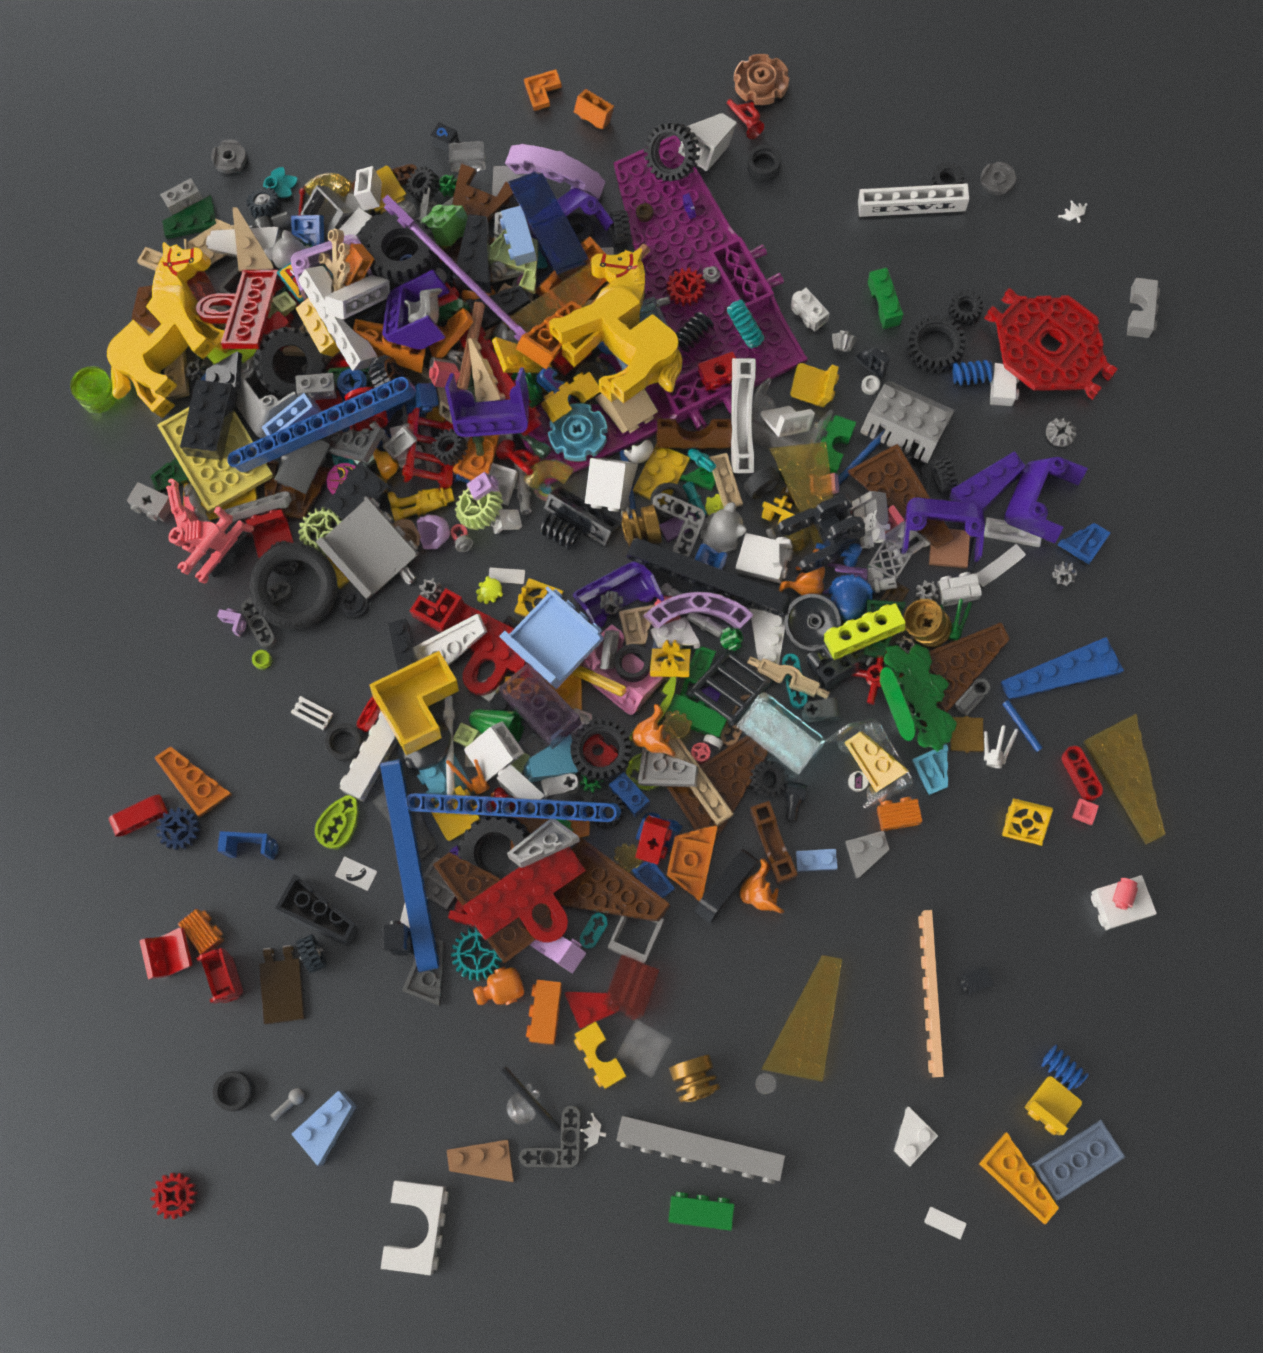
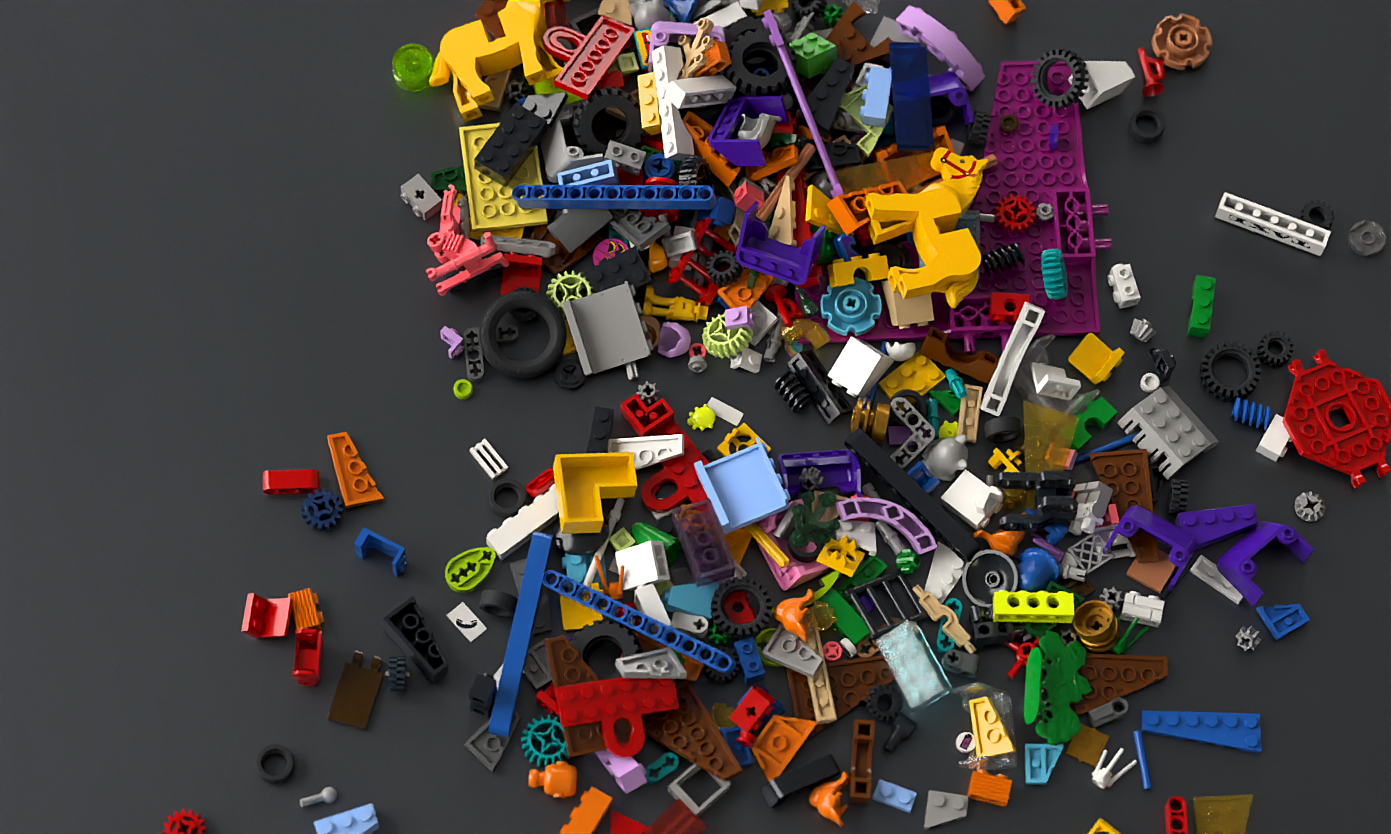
camera: 10 degrees right, 5 degrees down
(376, 845) = (498, 603): none -> black tyre
(634, 615) = (801, 536): none -> clear green plant
(659, 870) = (746, 739): none -> red bush
(1000, 565) = (1192, 605): white sticker -> none

